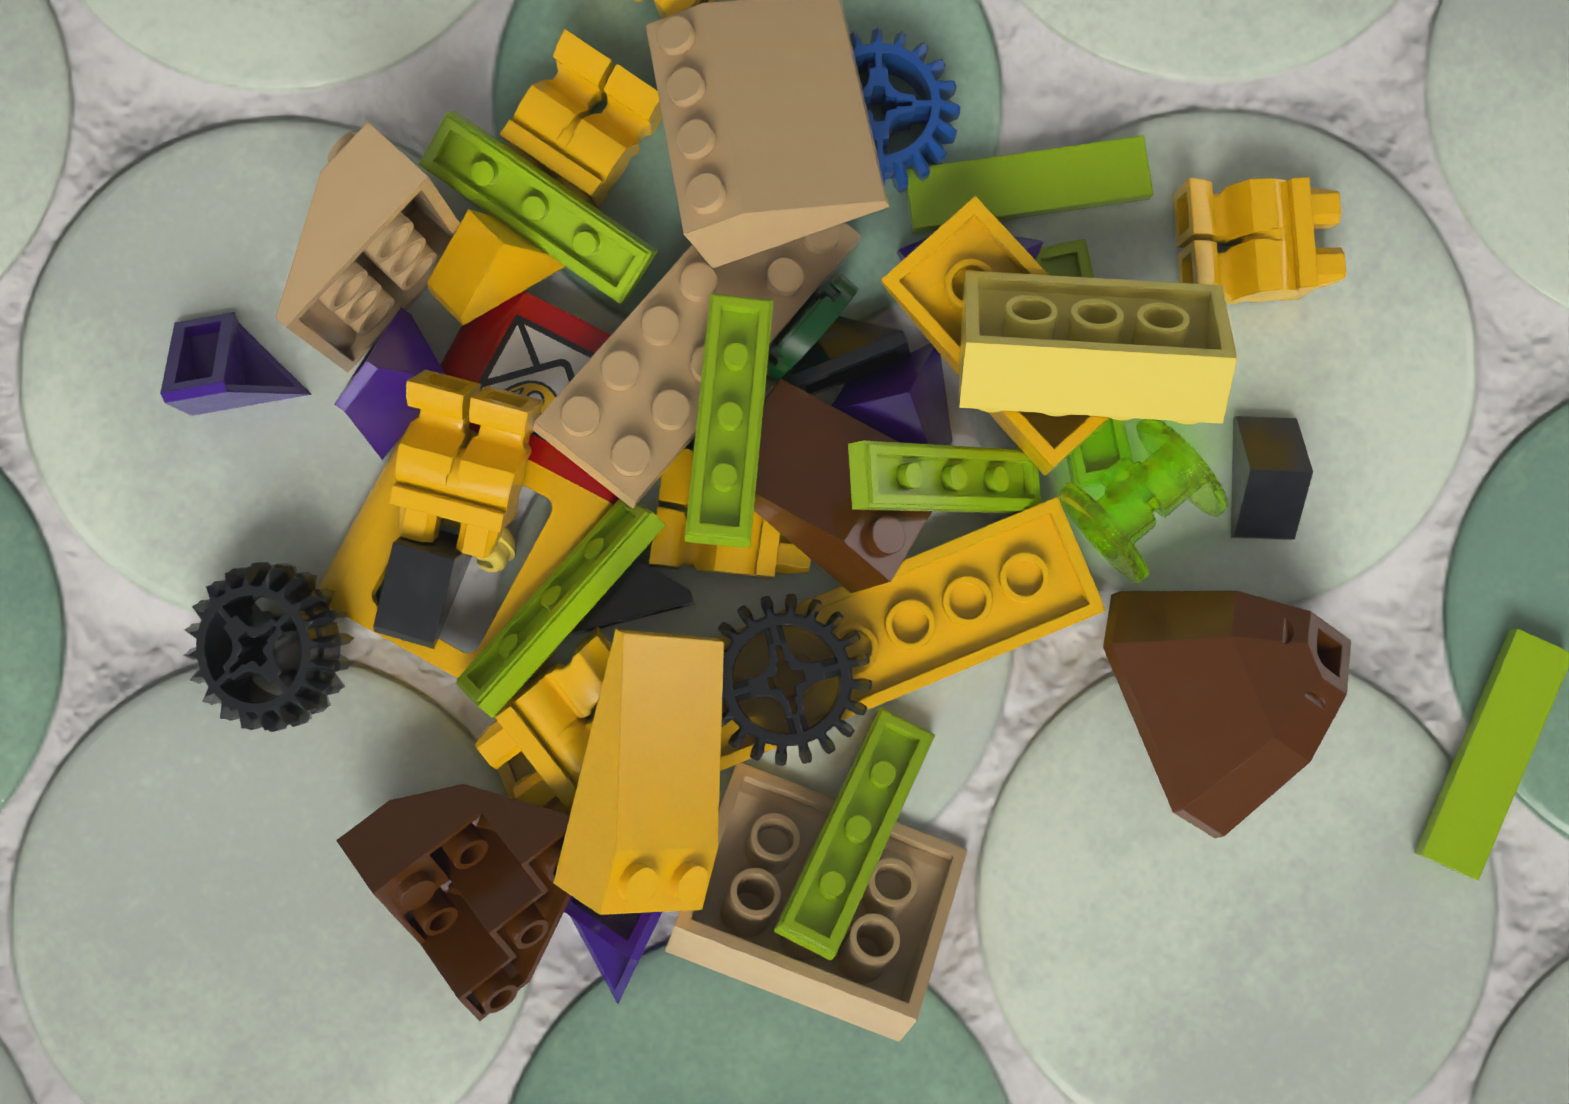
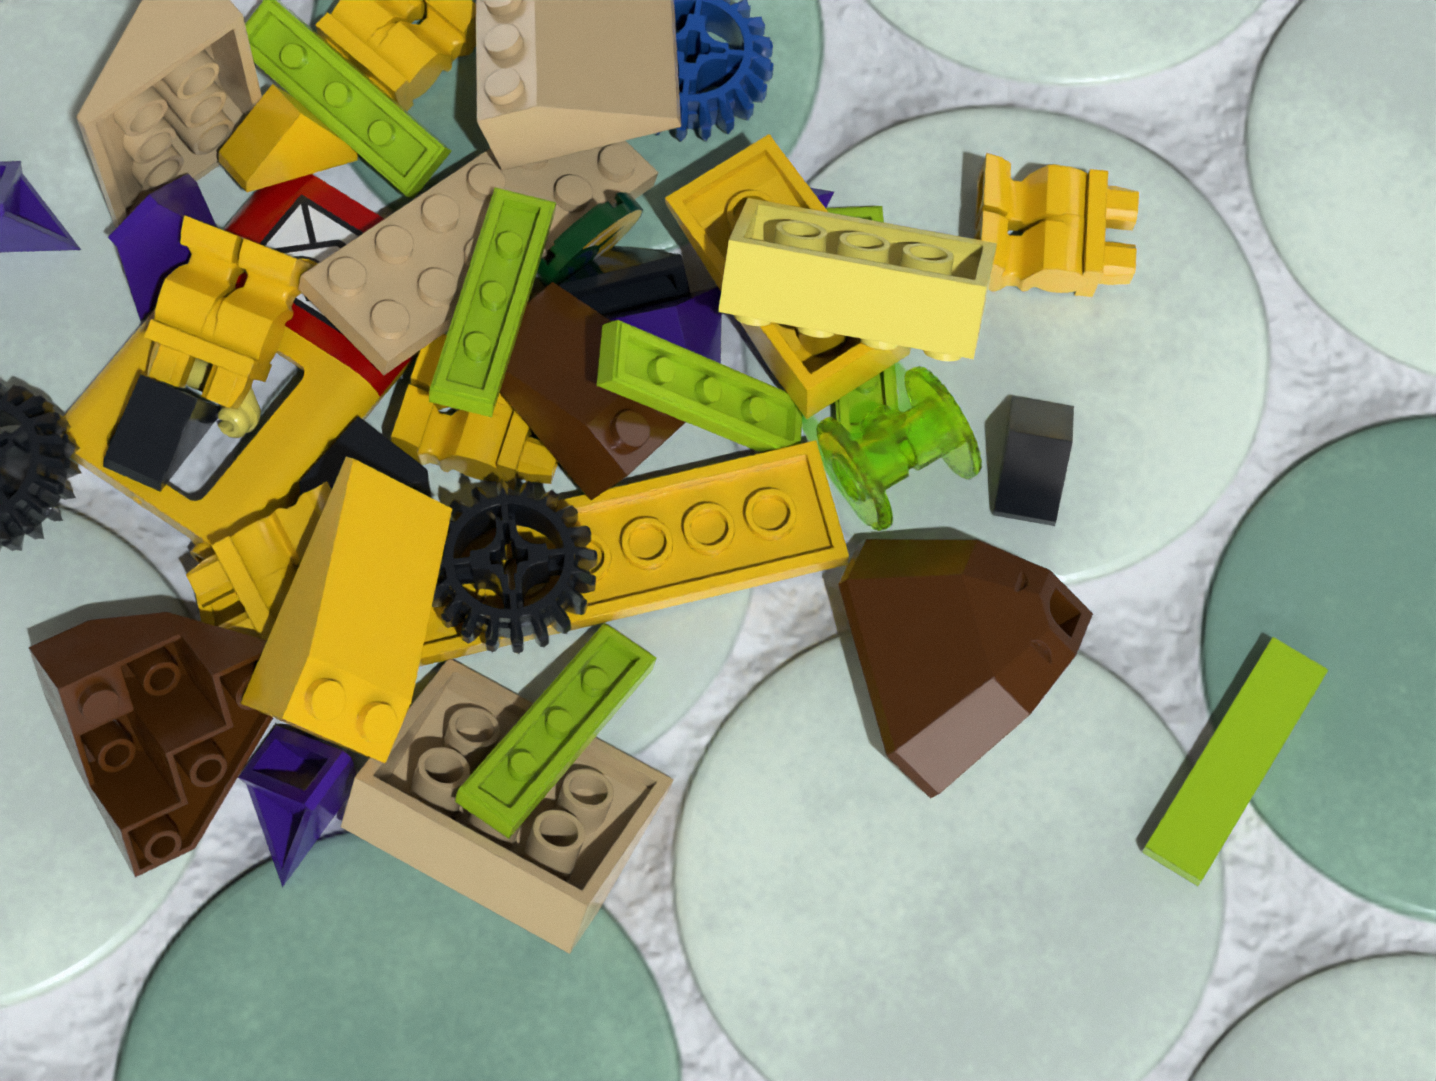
camera: 10 degrees right, 15 degrees down
(558, 605) = (293, 457): lime tile -> none
(1033, 182) = (849, 147): lime tile -> none

